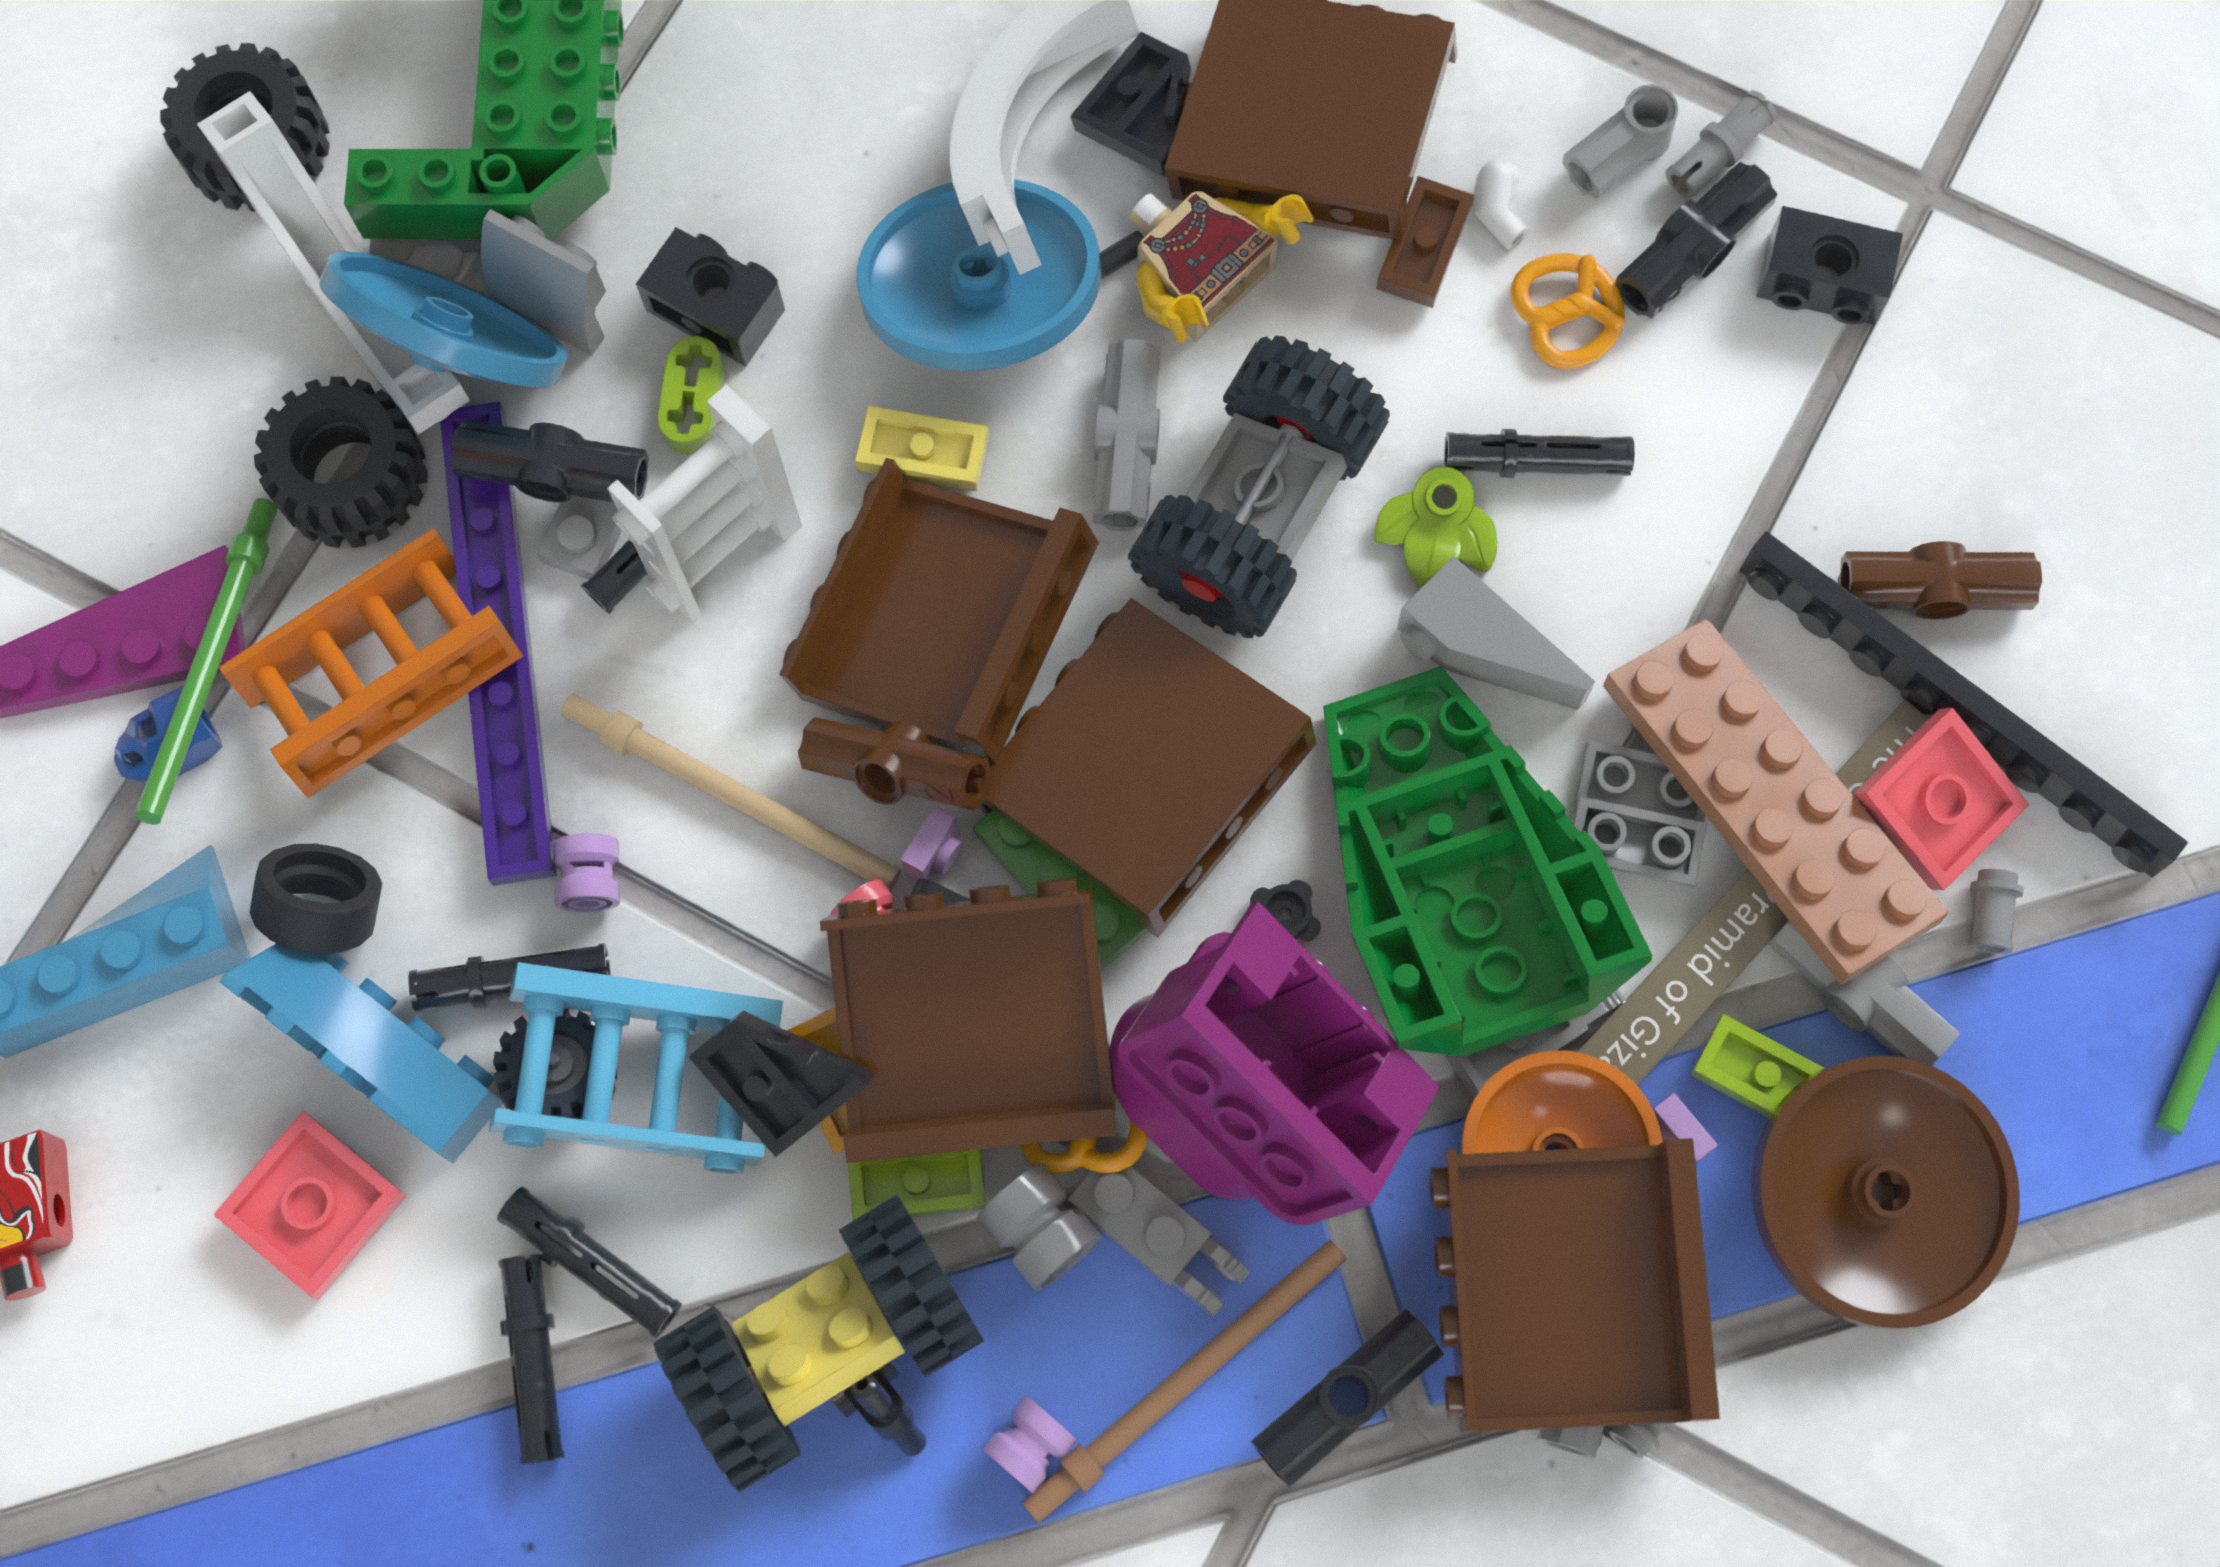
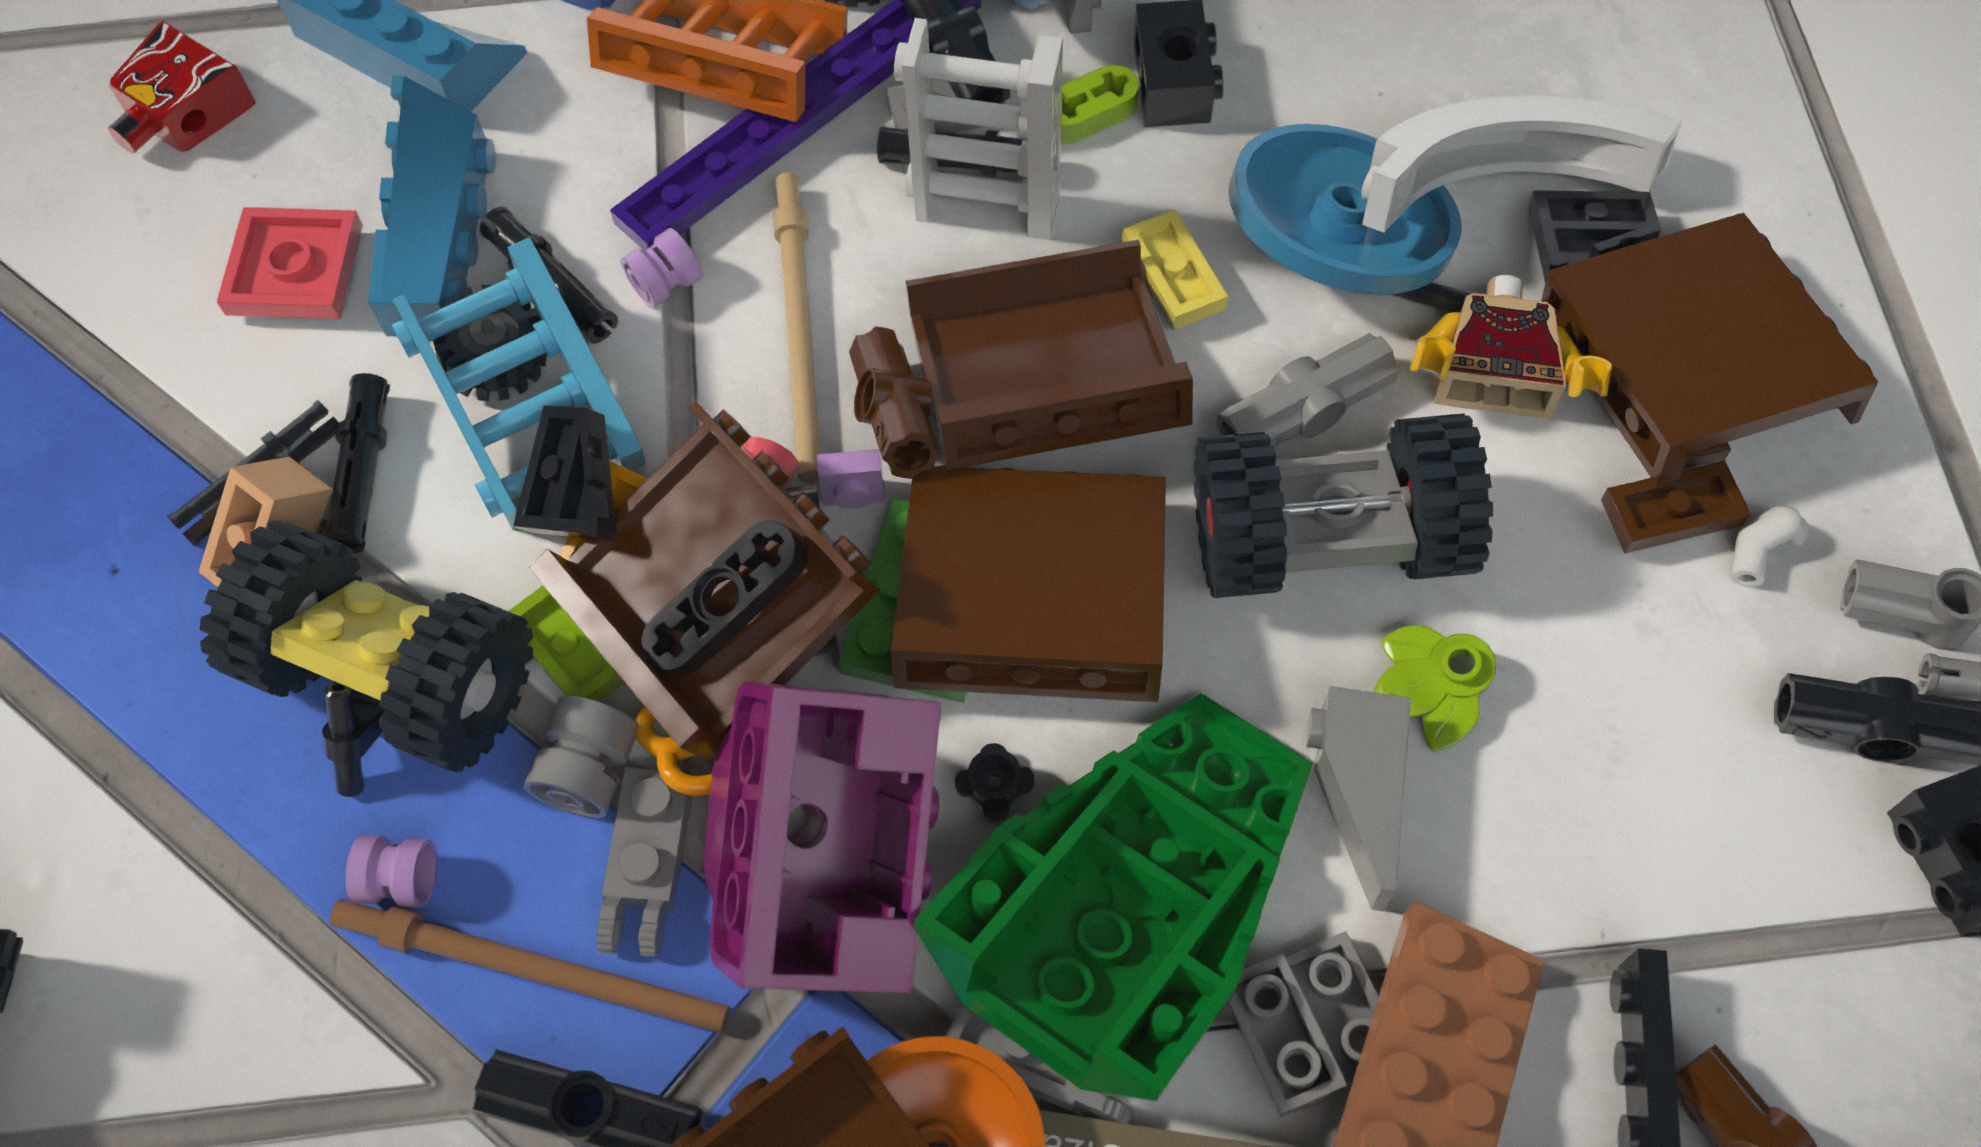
camera: 55 degrees right, 10 degrees down
(311, 924) = (496, 129): black tyre -> none
(601, 1381) = (259, 495): none -> light nougat slope
(1024, 1064) = (702, 644): none -> black beam
(1532, 453) = (1578, 727): black pin -> none
(1569, 308) = (1726, 660): light orange piece -> none

